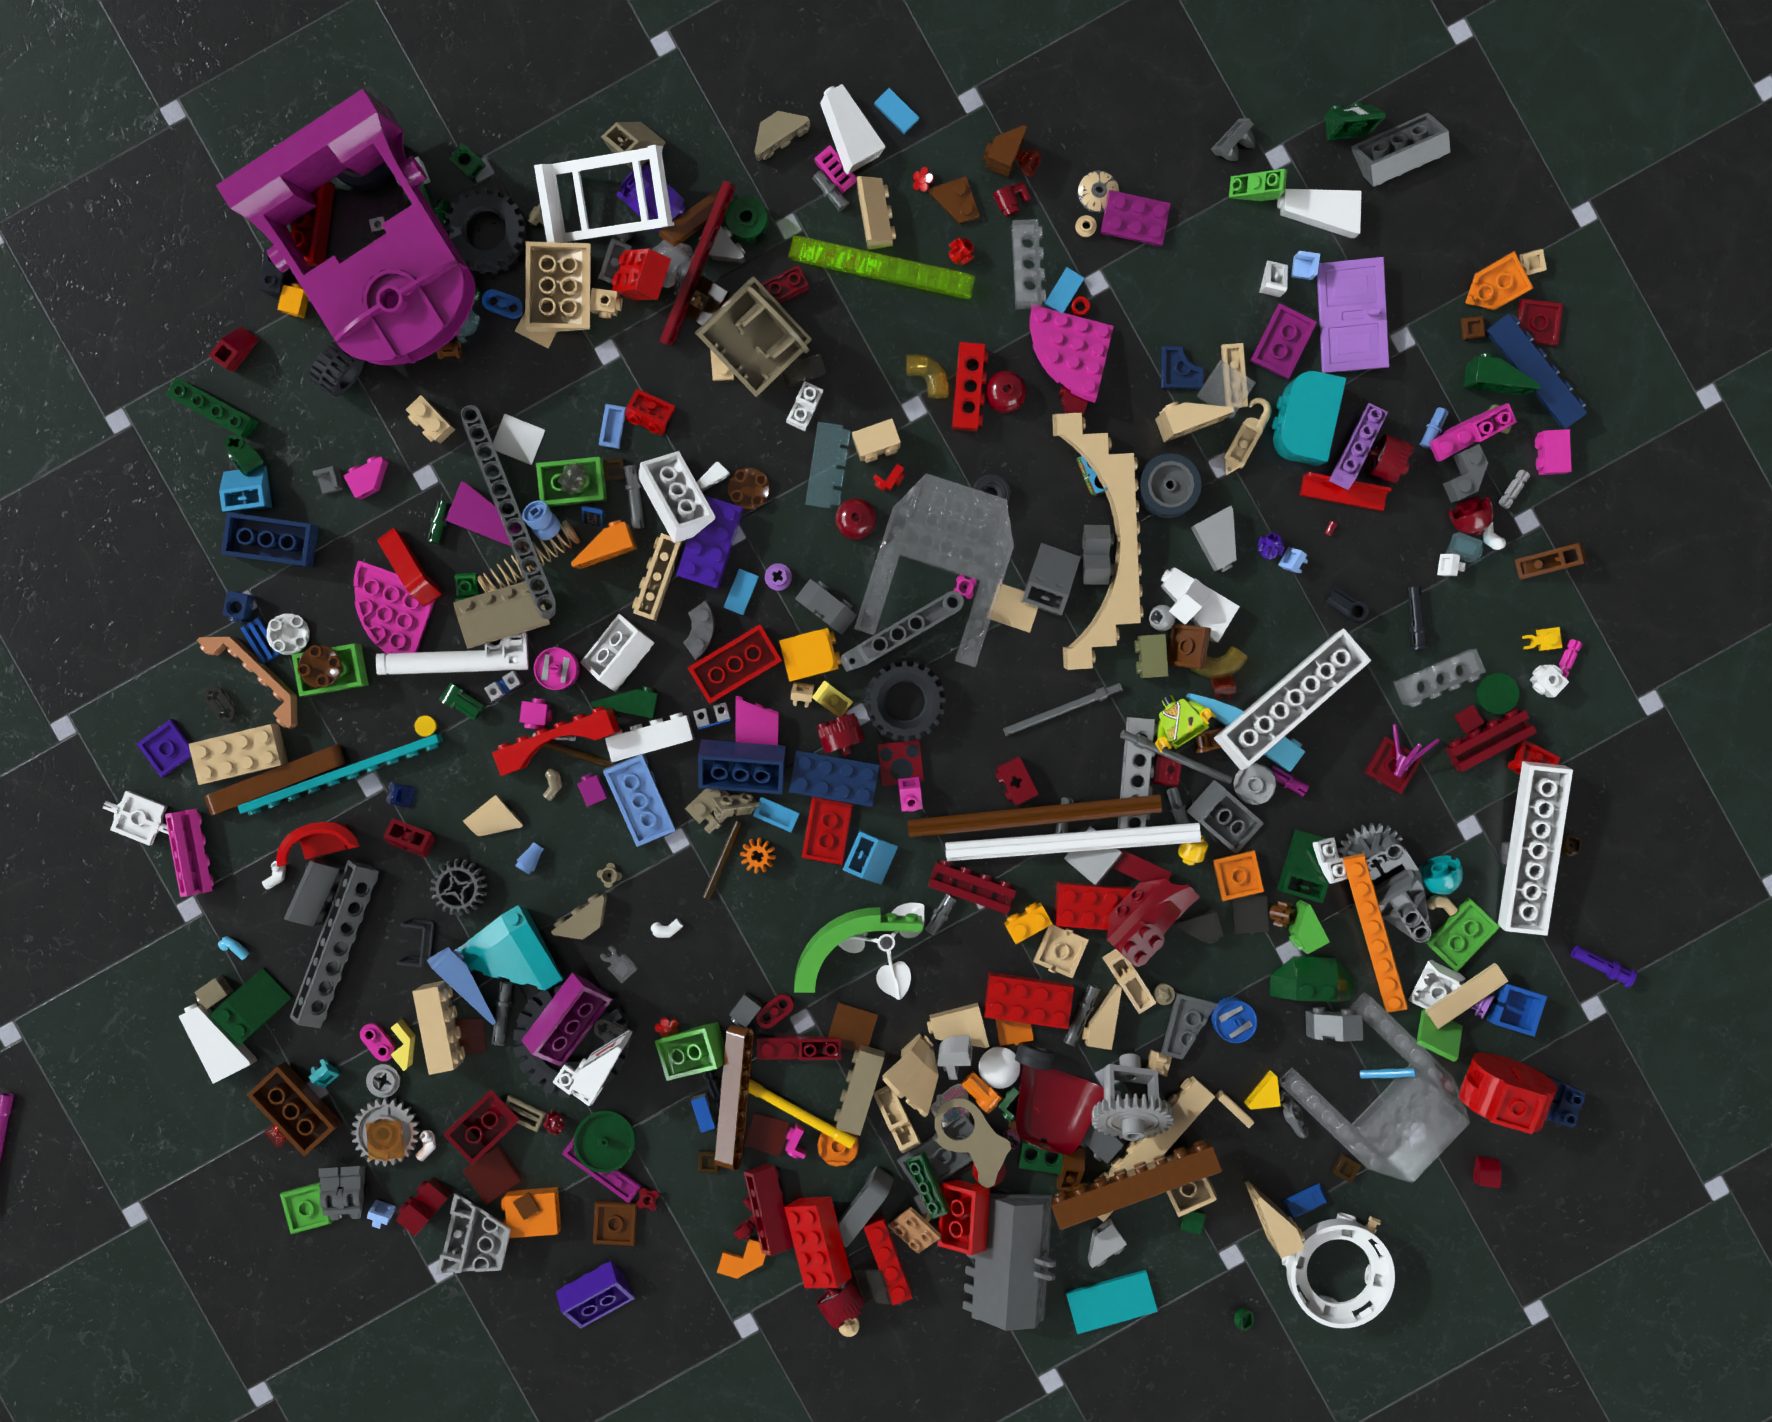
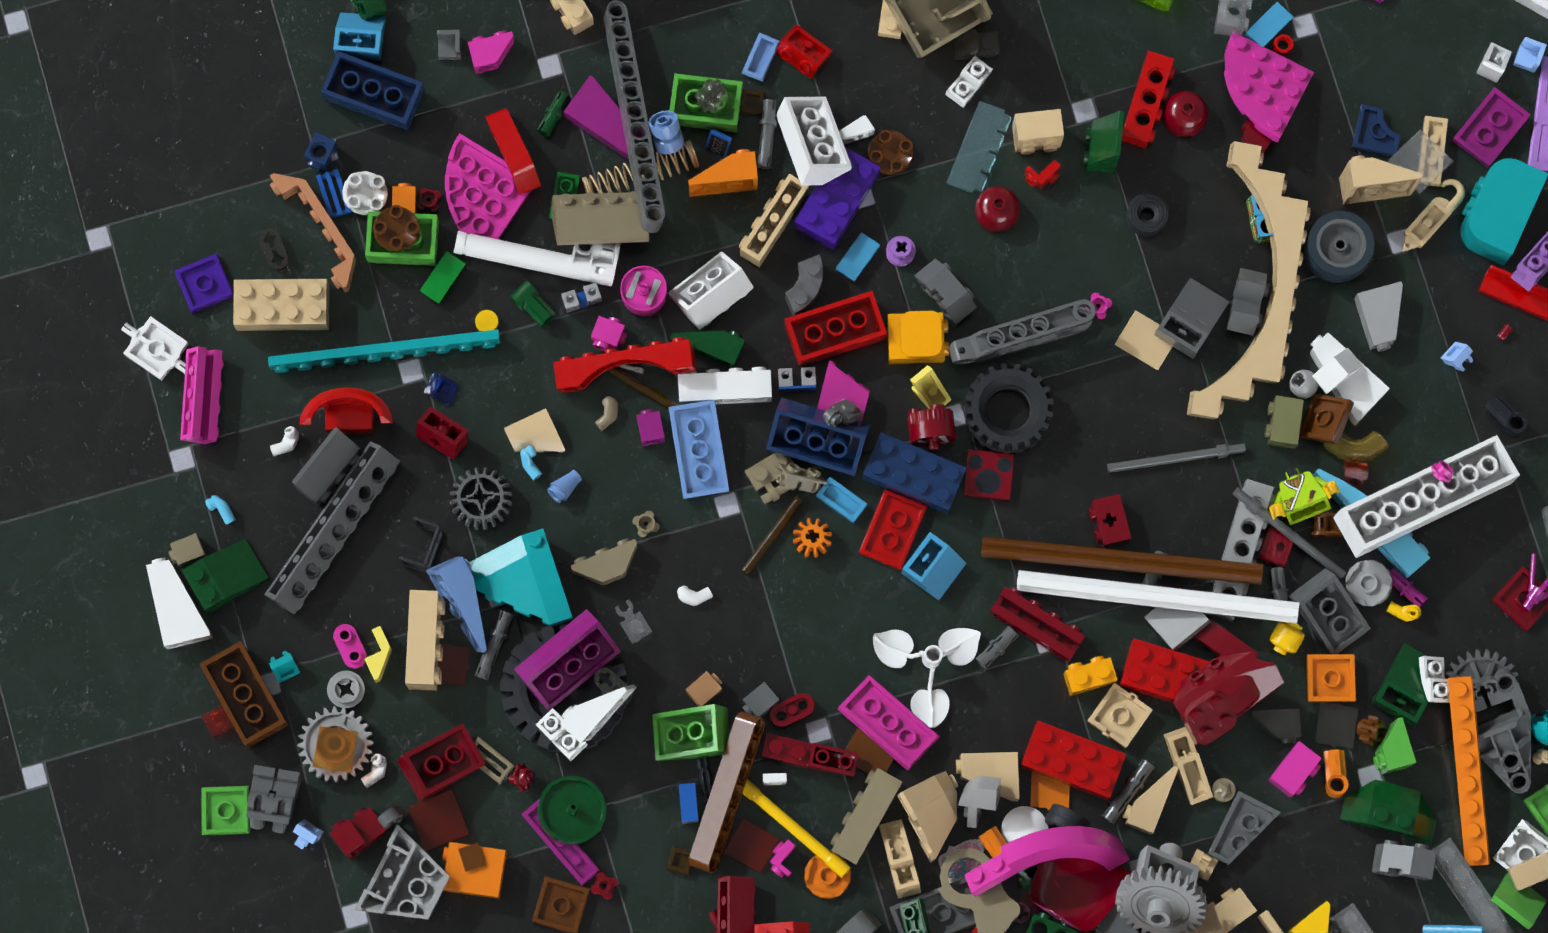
camera: 10 degrees right, 10 degrees down
(275, 780) = (351, 334): reddish brown beam -> none
(325, 633) = (405, 196): none -> orange brick
(342, 622) = (424, 195): none -> dark red plate
(376, 695) = (443, 277): none -> green slope
(449, 1186) = (391, 817): none -> dark grey beam
(493, 845) = (528, 464): none -> medium azure arm
(518, 439) = (658, 49): white sticker -> none
(666, 1027) = (670, 700): red plant -> none
(694, 1010) = (704, 689): none -> medium nougat brick
(759, 742) = (844, 412): none -> dark grey plate
(773, 1074) = (774, 779): none -> white tile
(802, 692) = (899, 375): tan tile -> none
(841, 929) = (882, 634): bright green arch -> none
(861, 1003) = (888, 722): none -> dark pink tile
(910, 794) = (992, 509): dark pink brick -> none
(931, 371) = (1110, 75): clear yellow cylinder -> none
(938, 438) = (1104, 143): none -> dark green slope
(951, 531) = (1095, 242): clear wedge -> none
(1042, 1081) = (1045, 846): none -> dark pink arch
(1223, 963) = (1295, 769): none -> dark pink brick
(1234, 1020) = (1294, 831): blue piece -> none
(1258, 956) = (1335, 771): none -> orange piece
(1271, 546) = (1436, 334): dark purple gear -> none
(1292, 802) = (1405, 613): none -> yellow arm
(1304, 677) = (1442, 471): none -> dark pink plate

